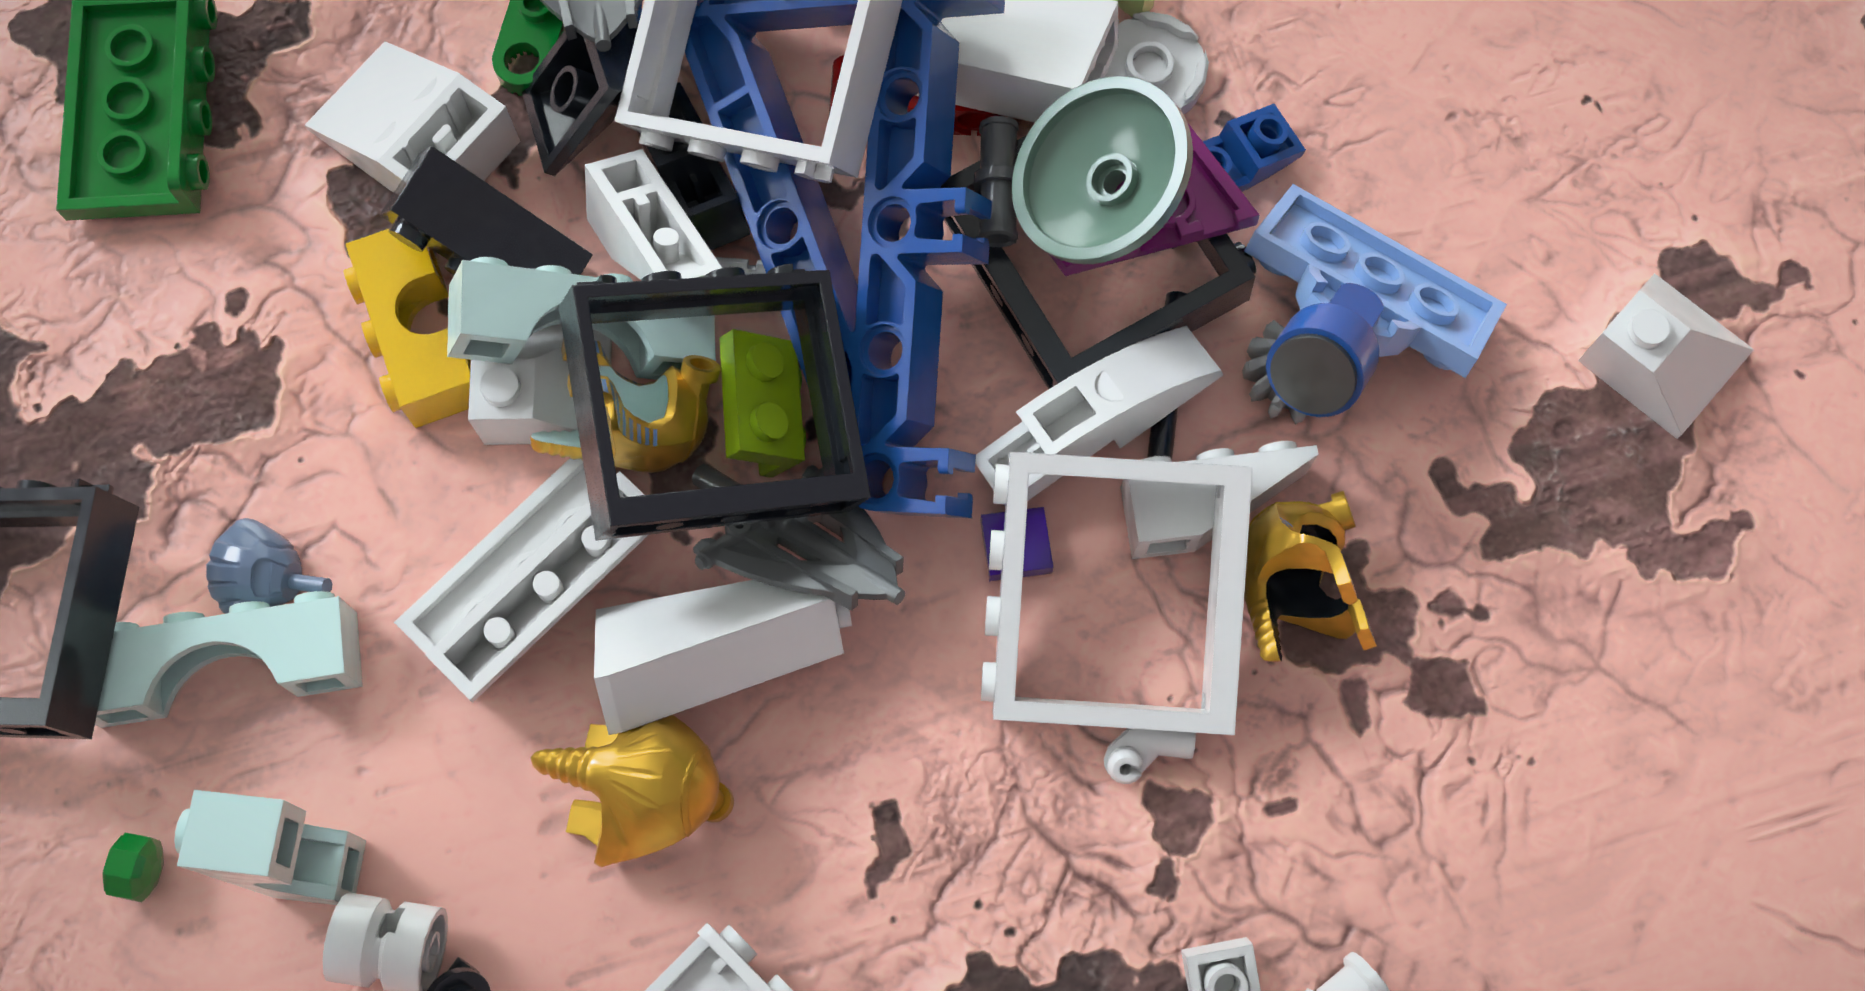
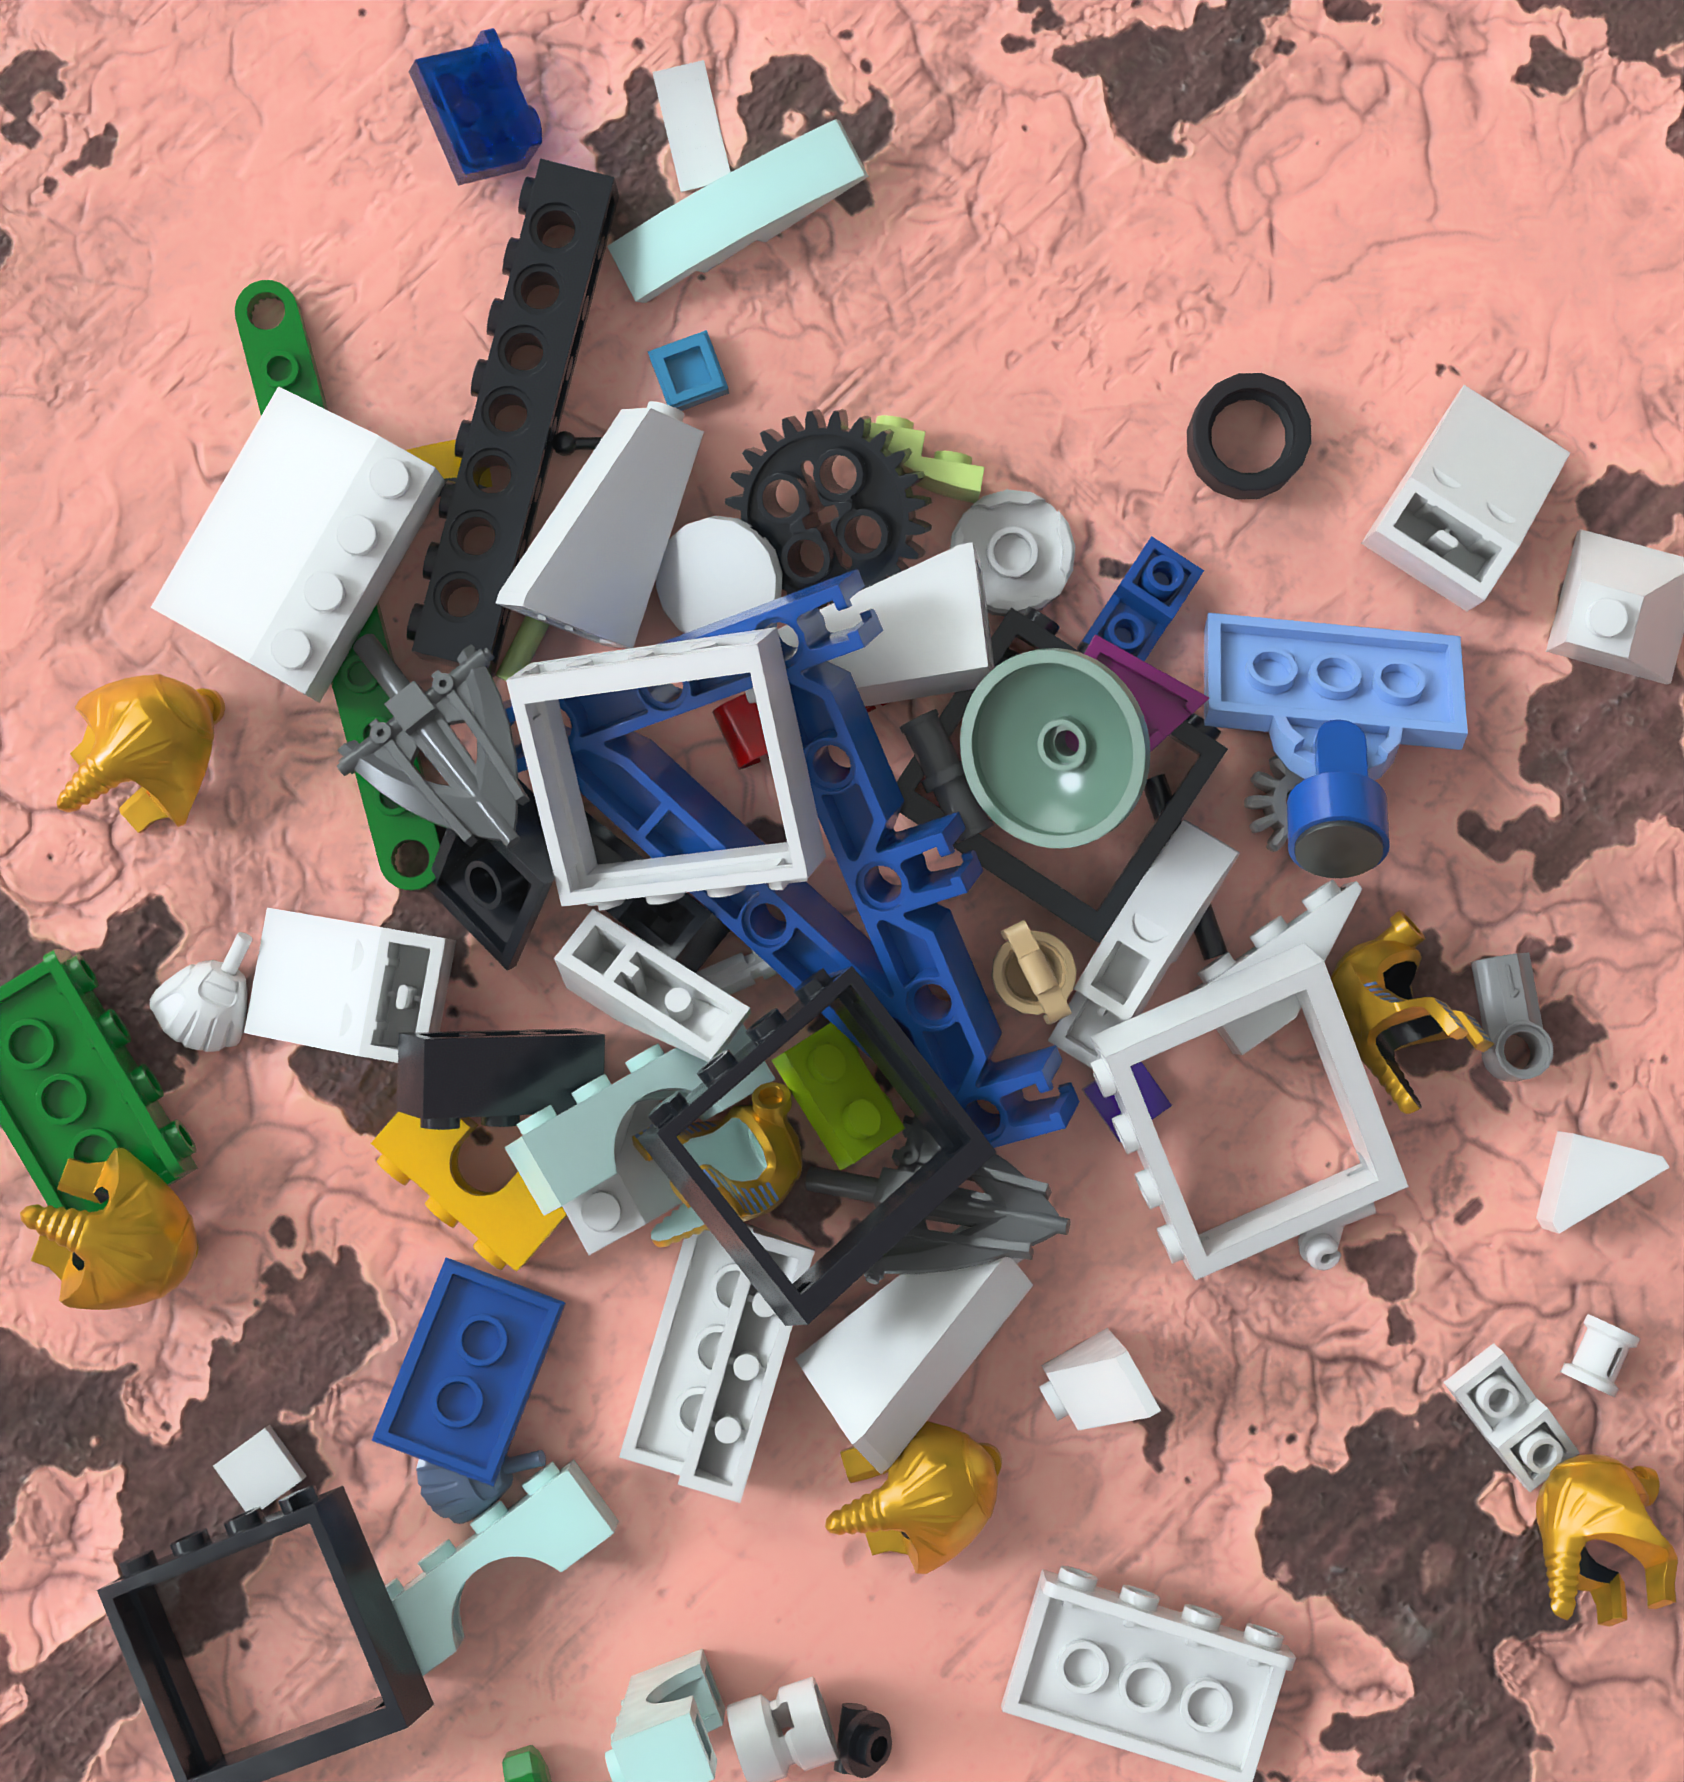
camera: 30 degrees left, 15 degrees up
(91, 211) = (118, 1254): none -> pearl gold piece
(92, 463) = (260, 1470): none -> white tile
(290, 89) = (205, 1001): none -> white piece
(310, 481) = (469, 1372): none -> blue tile
(851, 761) = (1097, 1384): none -> white slope
(988, 379) = (1034, 972): none -> tan piece
(1403, 638) = (1510, 1008): none -> light grey piece
(1412, 29) = (1282, 401): none -> black tyre
(1417, 819) = (1588, 1176): none -> white slope
(1558, 197) = (1467, 500): none -> white slope

